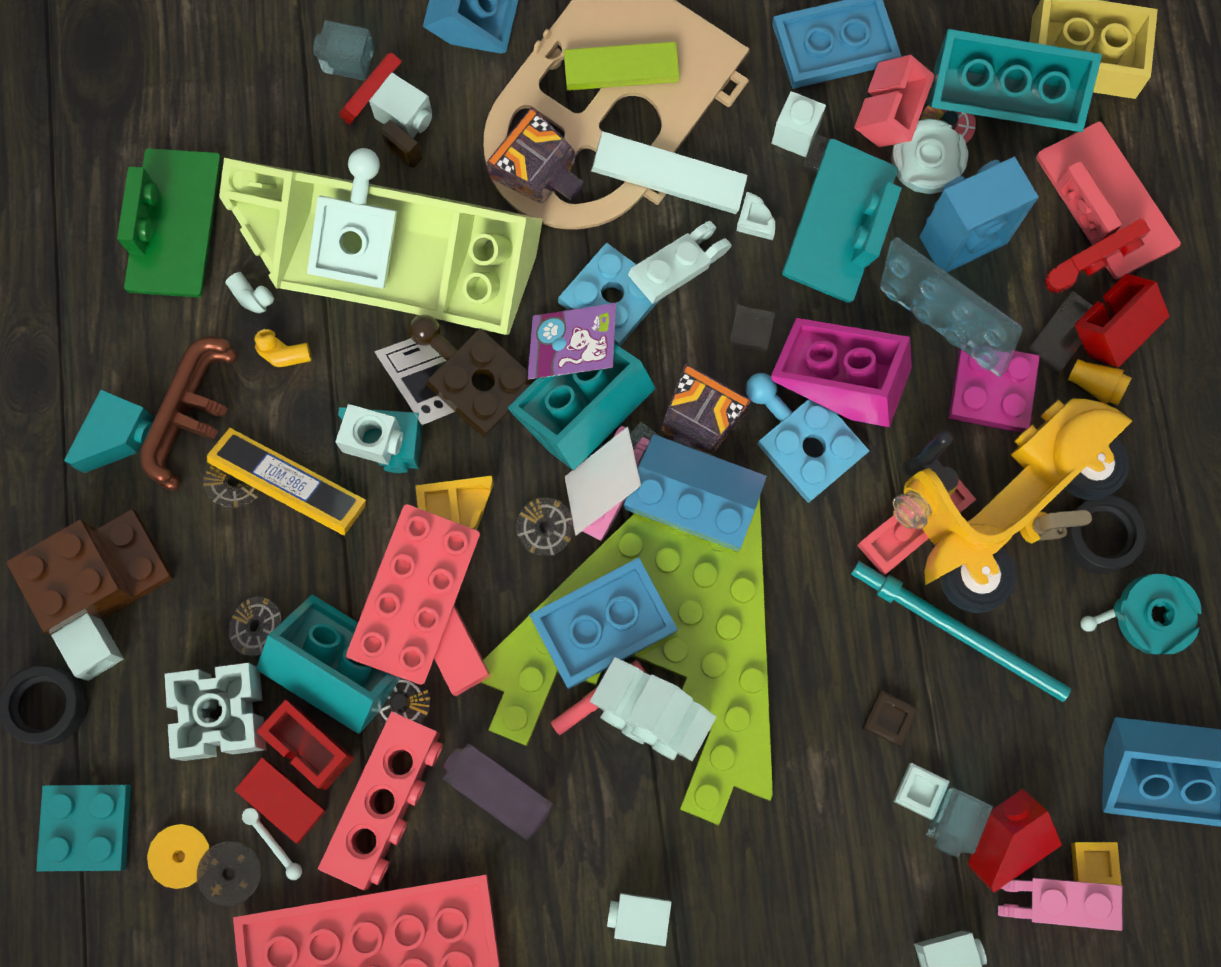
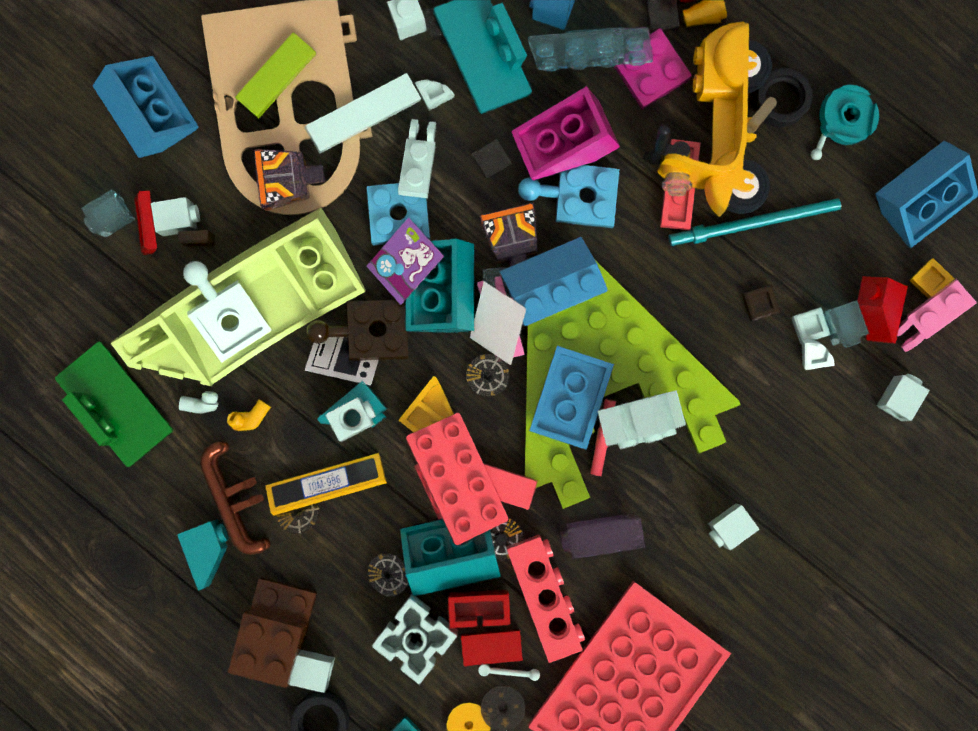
camera: 40 degrees left, 10 degrees up
(897, 825) = (815, 355): none -> light aqua tile

